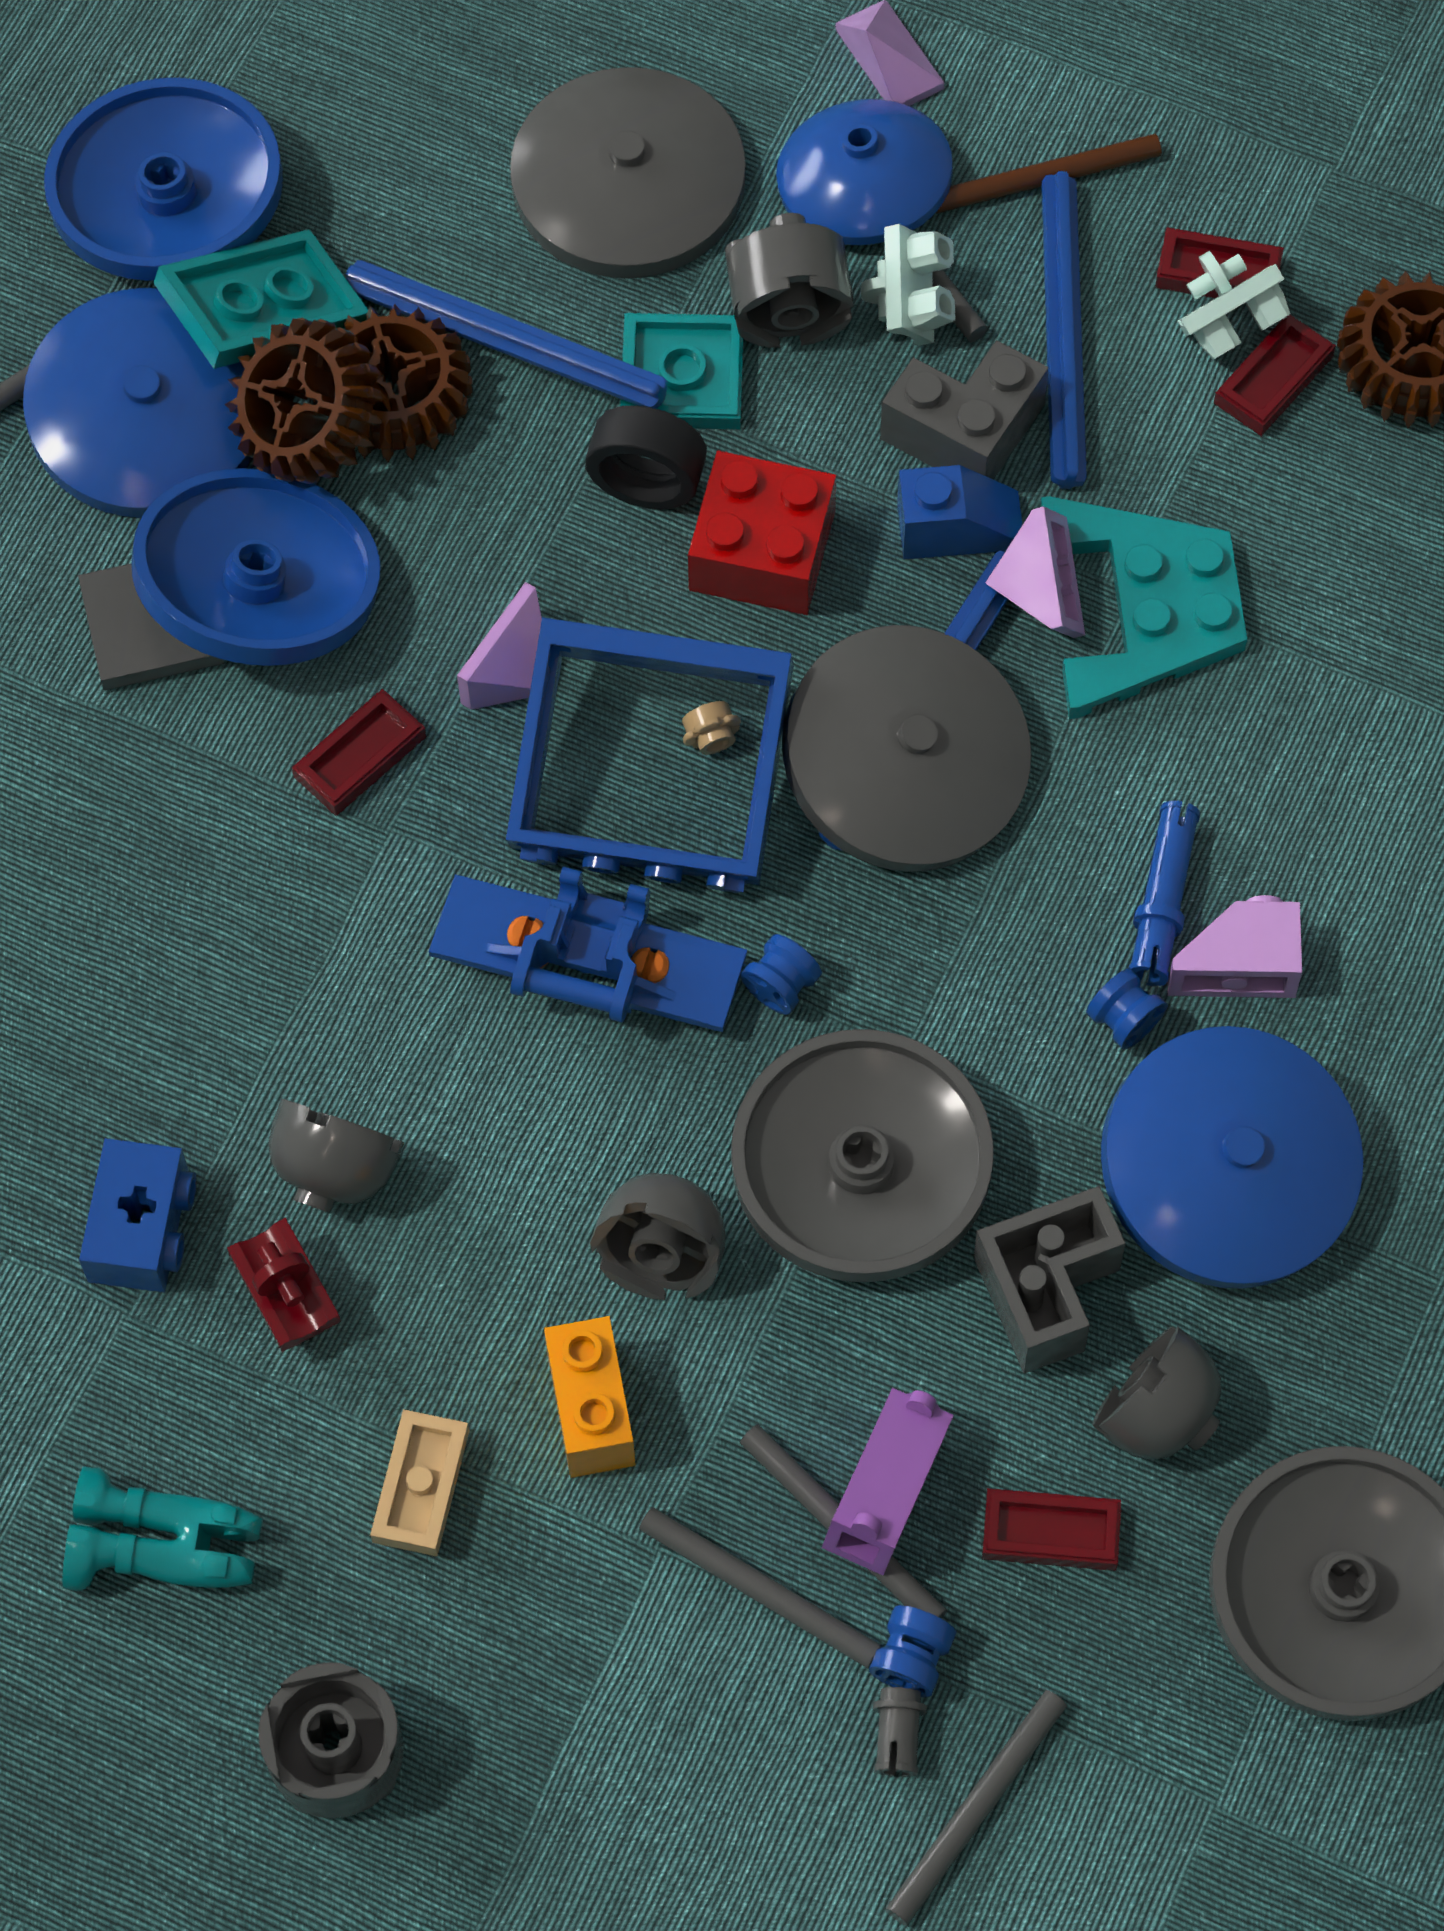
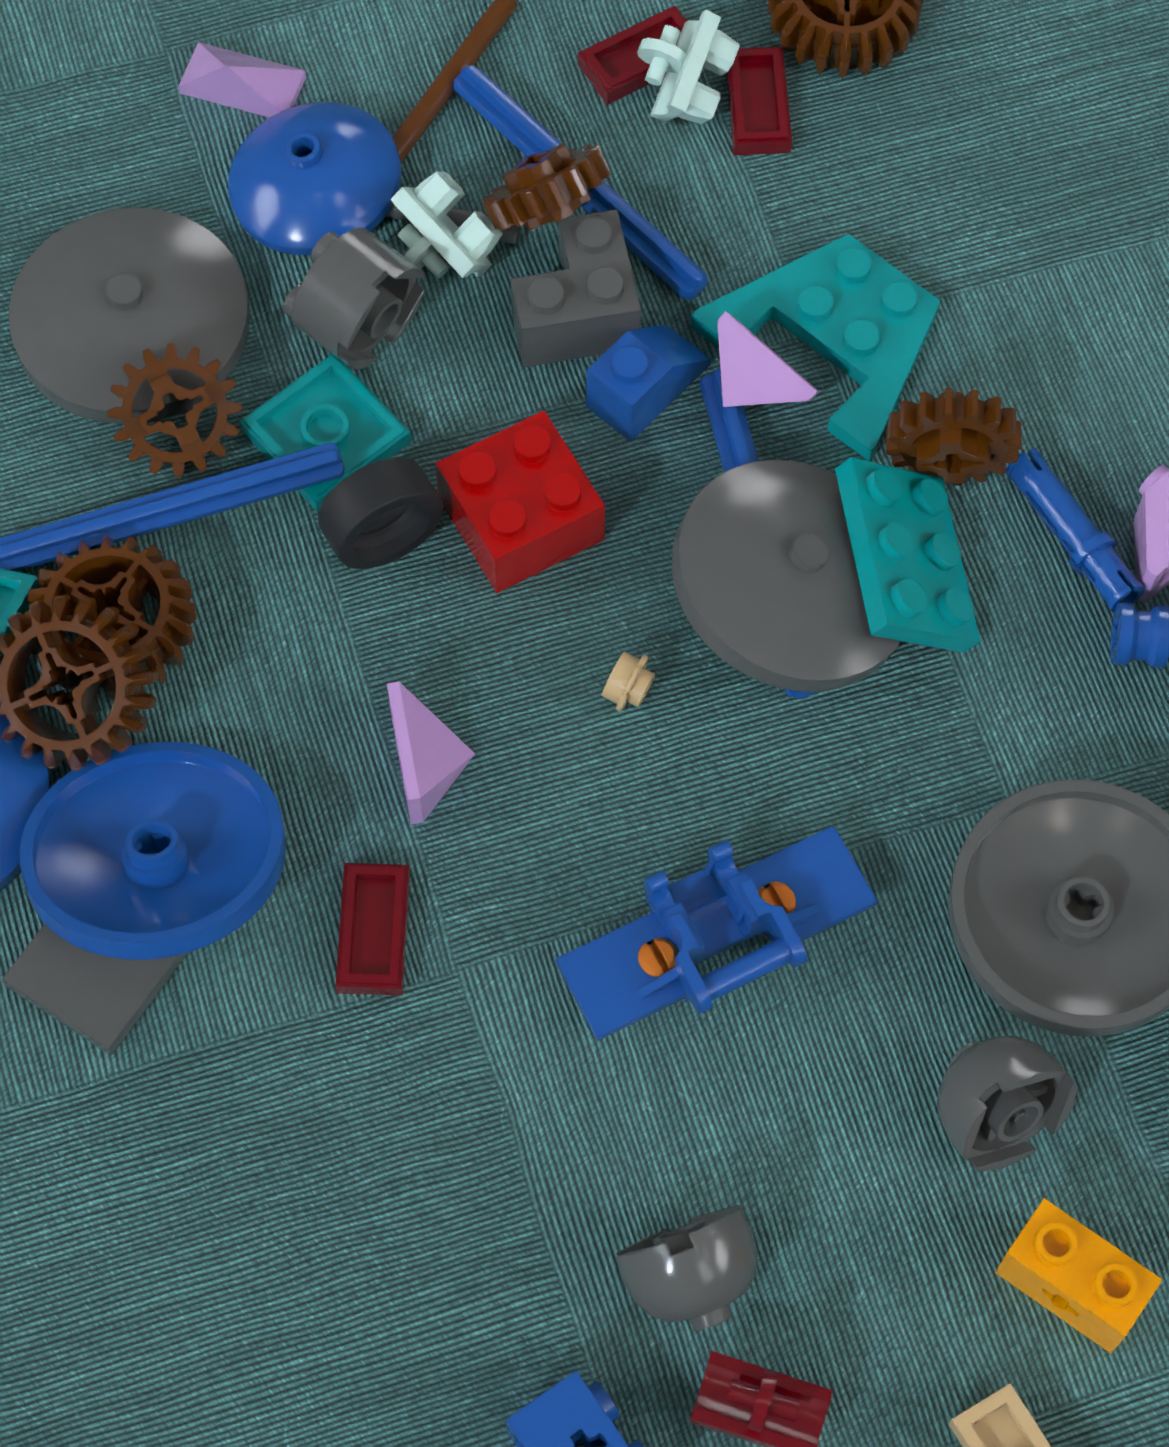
camera: 45 degrees left, 0 degrees up
(582, 243) = (187, 435): none -> reddish brown gear
(659, 653) = (714, 671): blue window -> none
(781, 974) = (875, 822): blue wheel -> none
(1005, 803) = (907, 556): none -> teal plate
(1010, 308) = (546, 186): none -> reddish brown gear
(1127, 742) = (954, 436): none -> reddish brown gear

